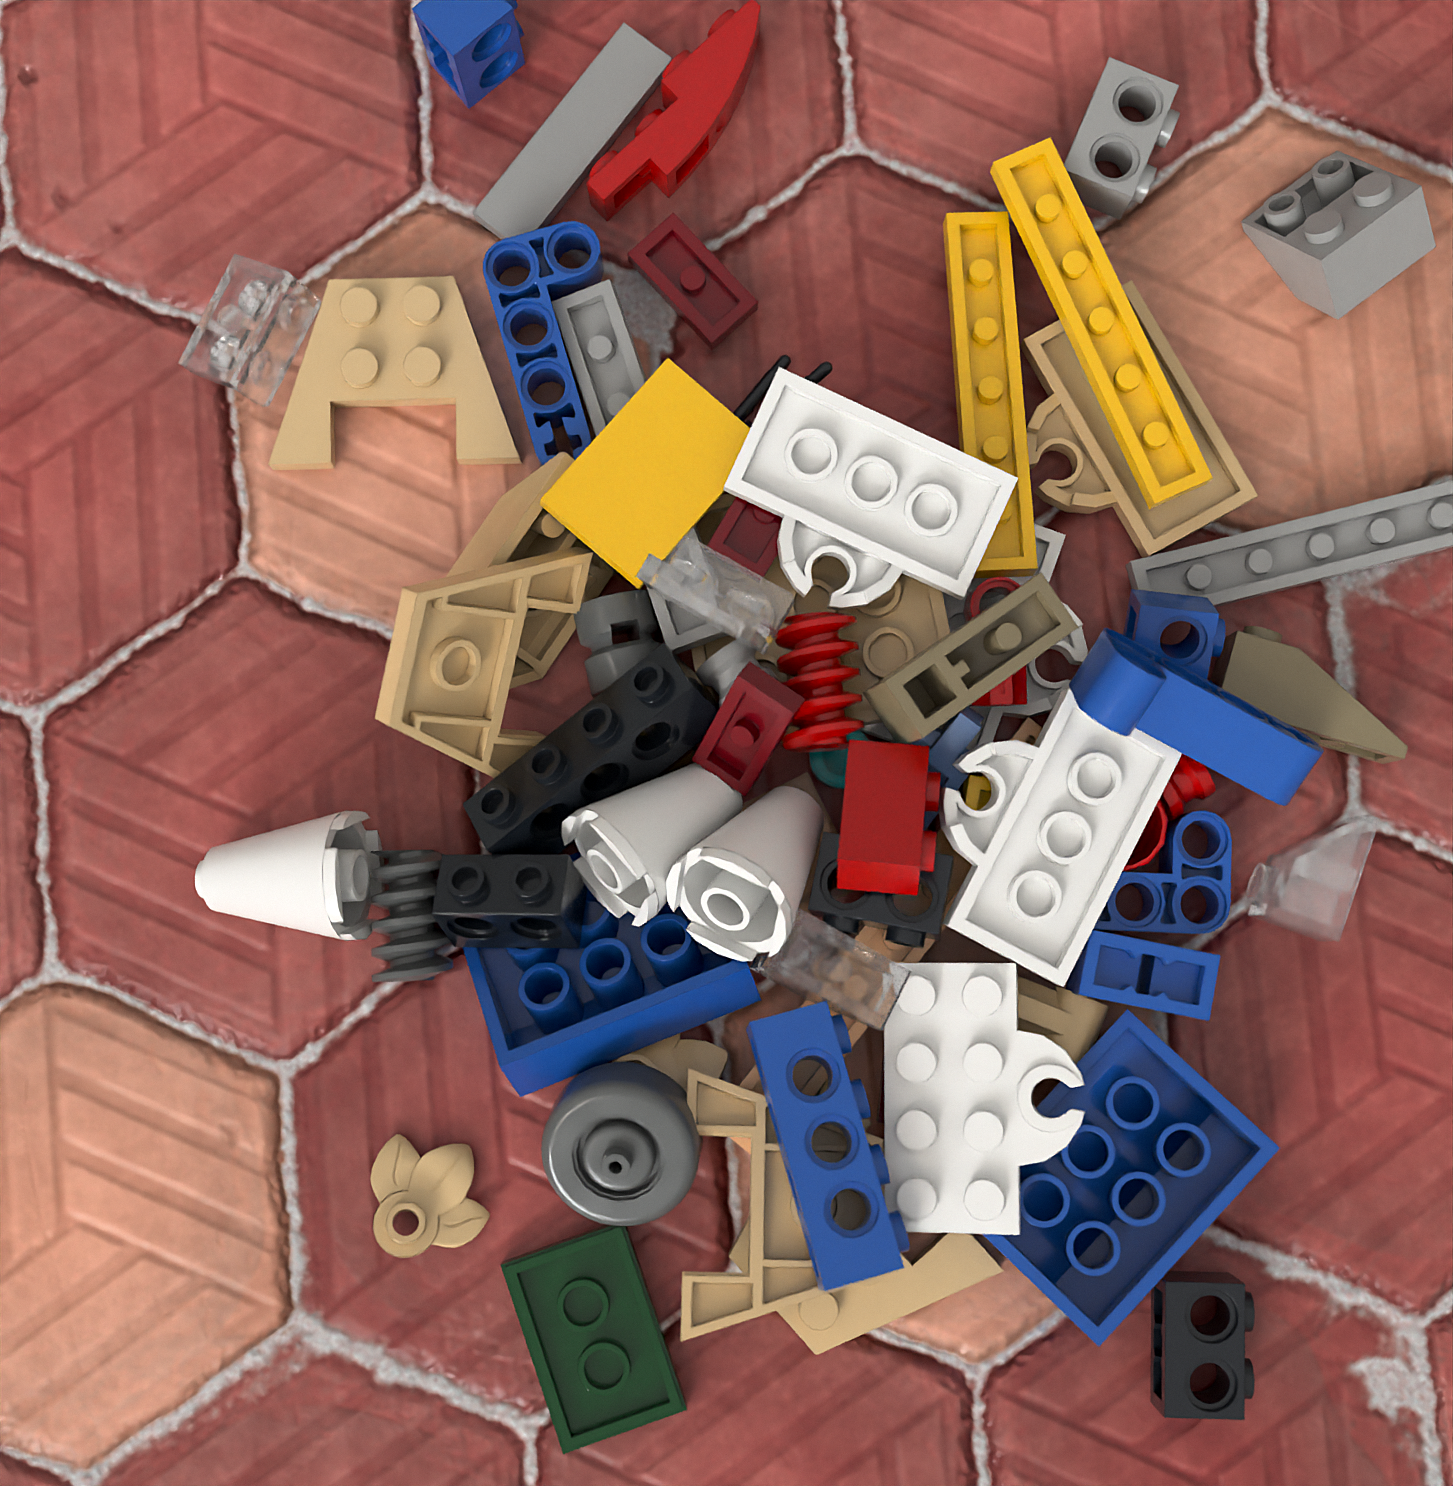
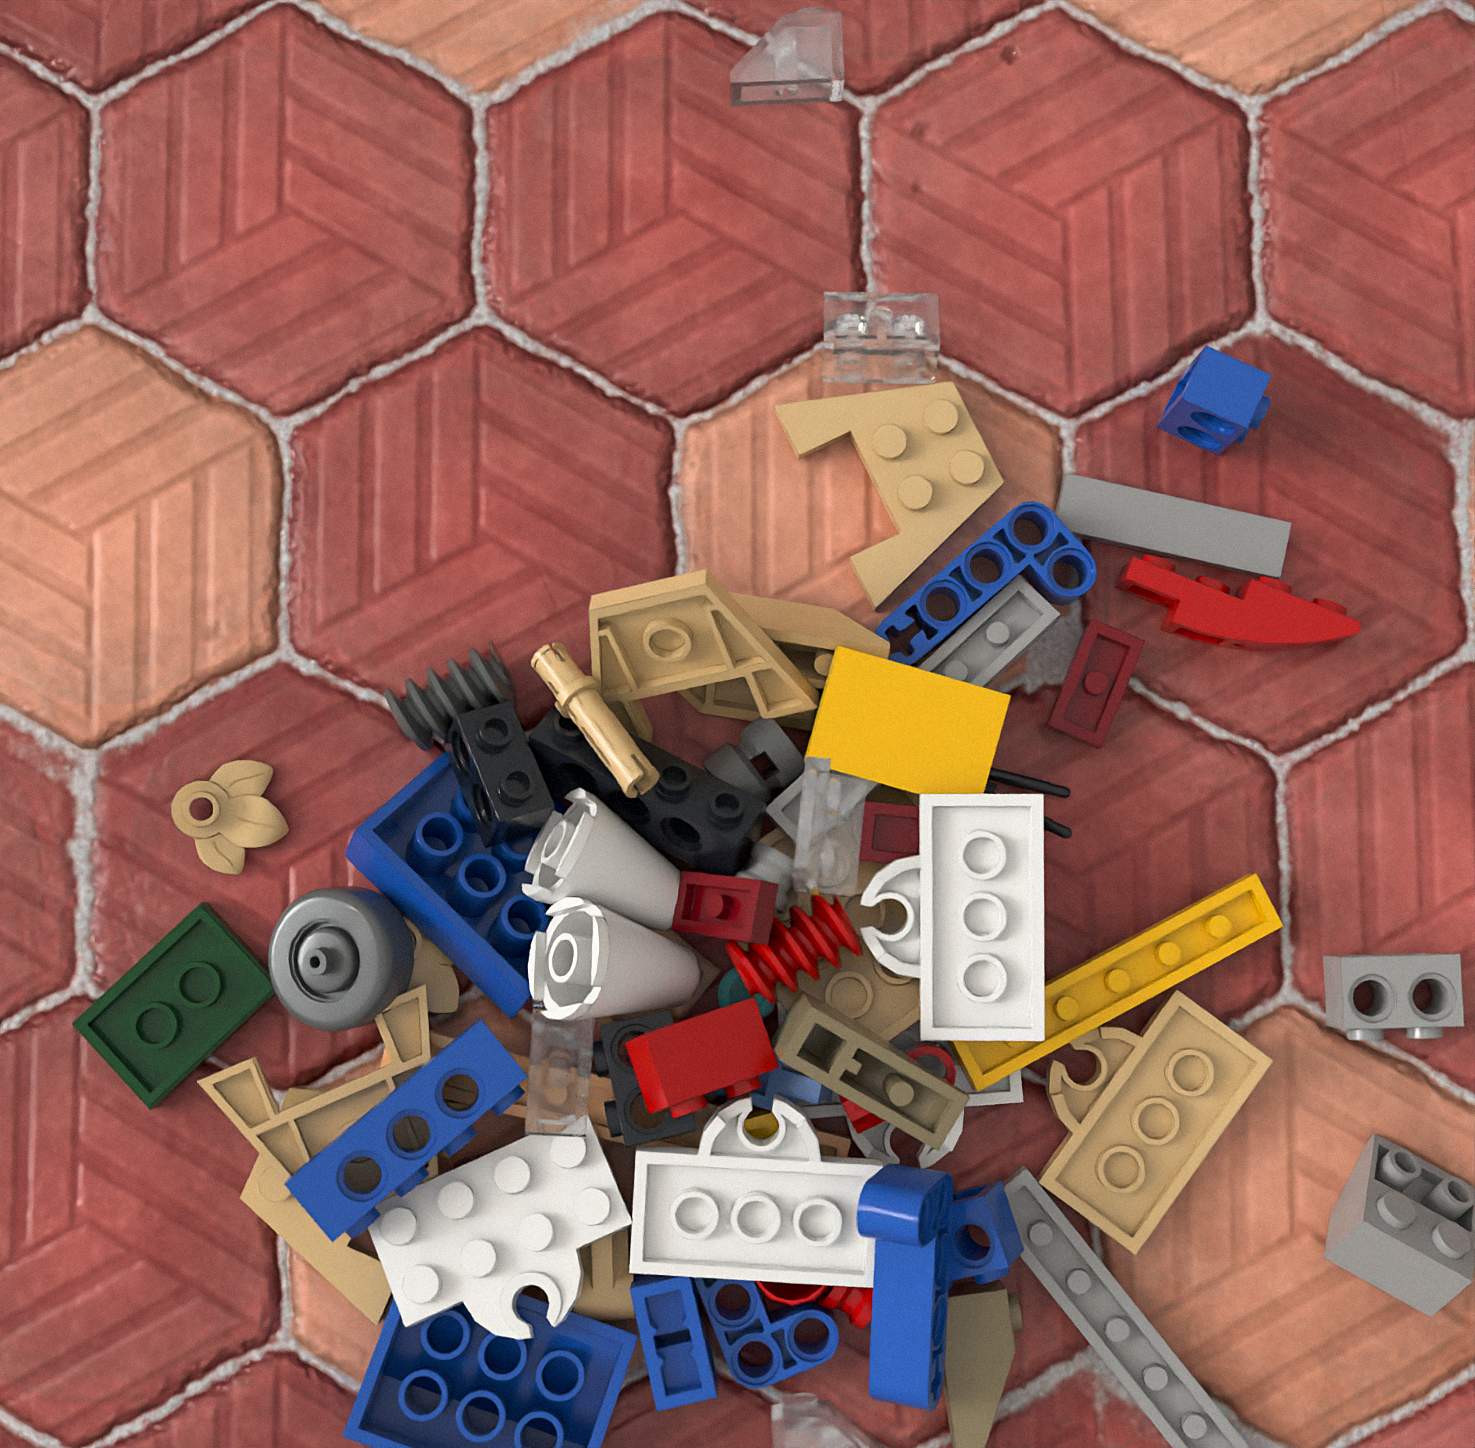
camera: 70 degrees right, 0 degrees up
(298, 876) = (443, 591): white cone -> none
(477, 780) = (580, 701): none -> tan pin
(1100, 323) = (1219, 1050): yellow plate -> none

